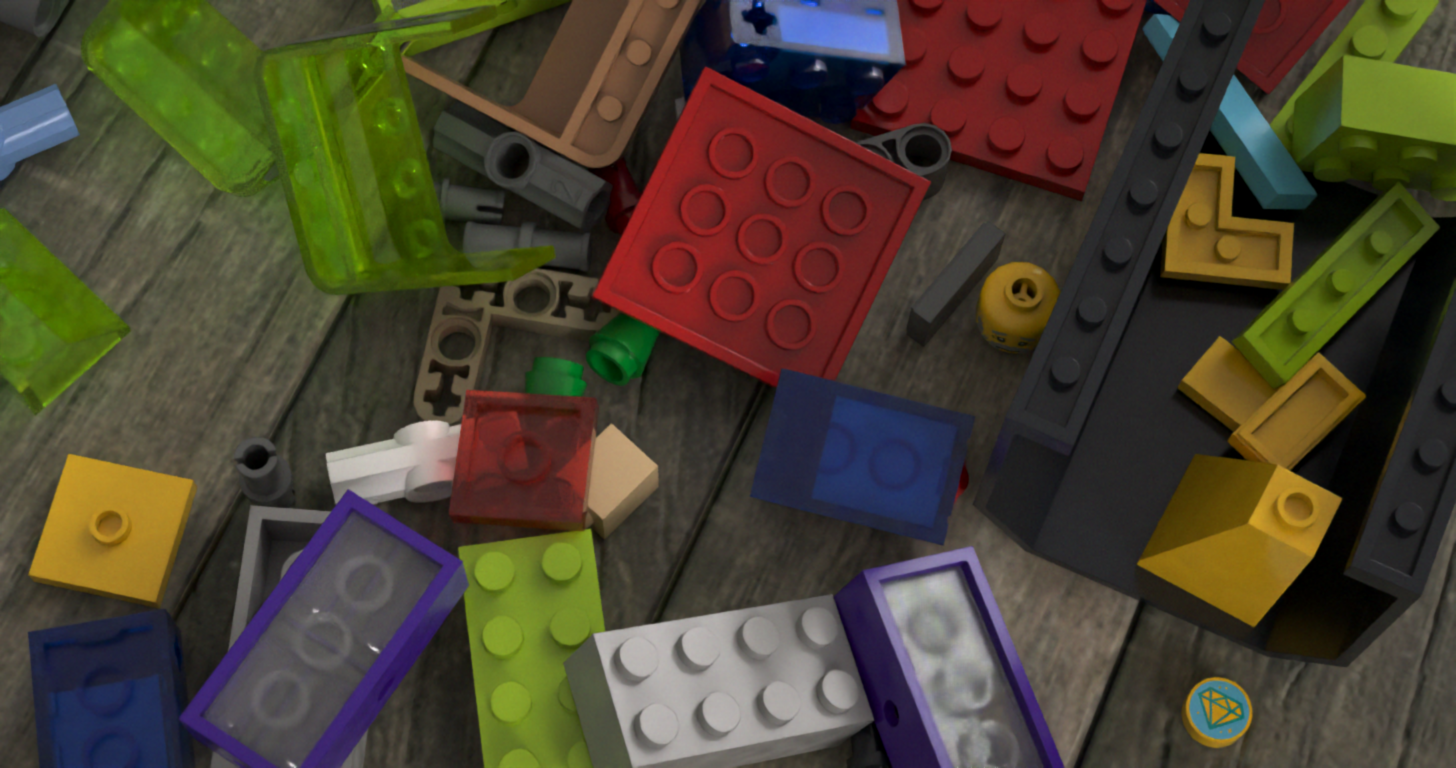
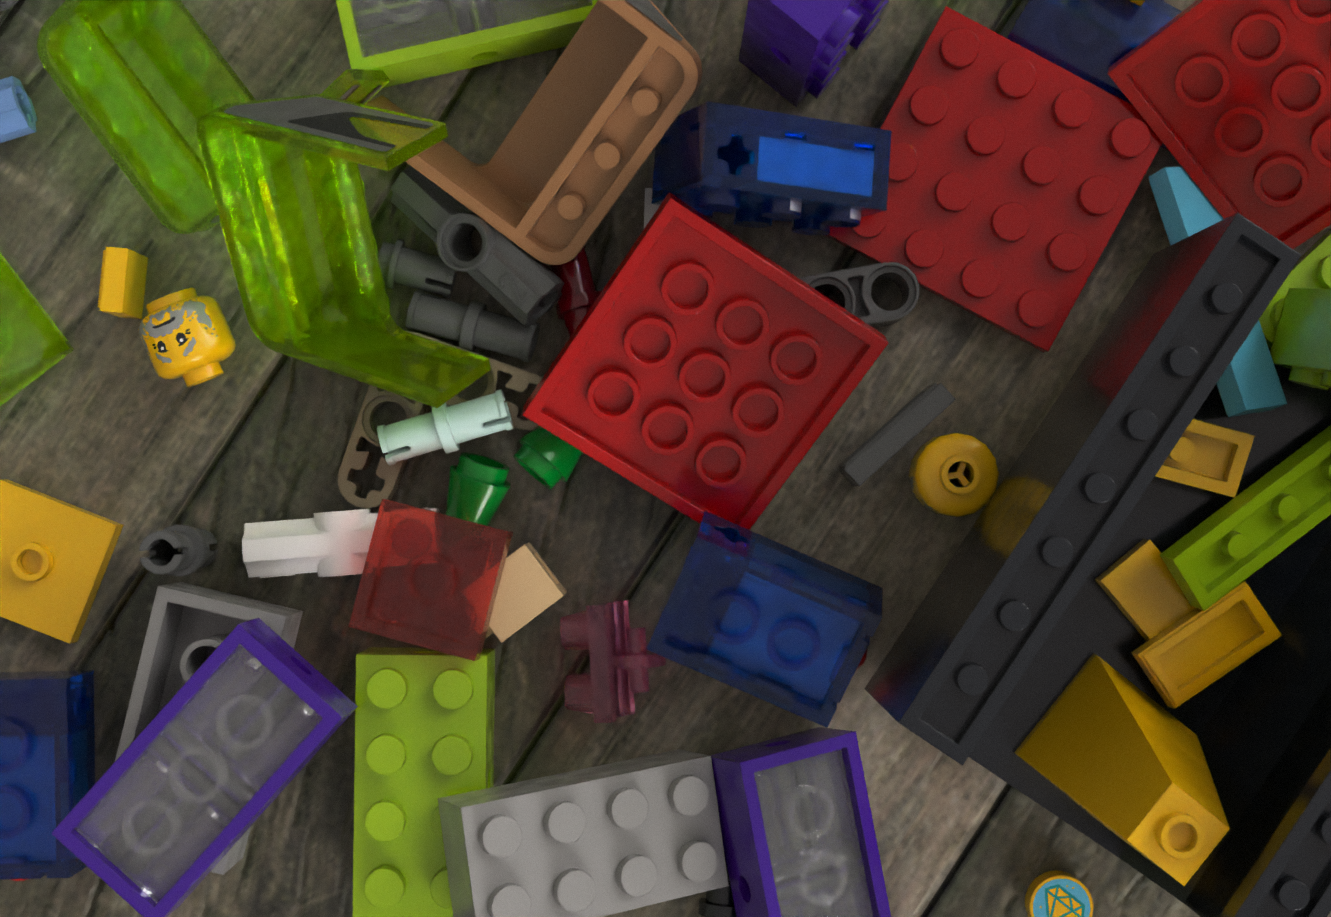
camera: 15 degrees right, 20 degrees up
(179, 252) = (122, 283): none -> yellow tile
(248, 290) = (186, 336): none -> yellow head
(516, 331) = (445, 427): none -> light aqua pin
(704, 509) = (616, 661): none -> clear pink hips

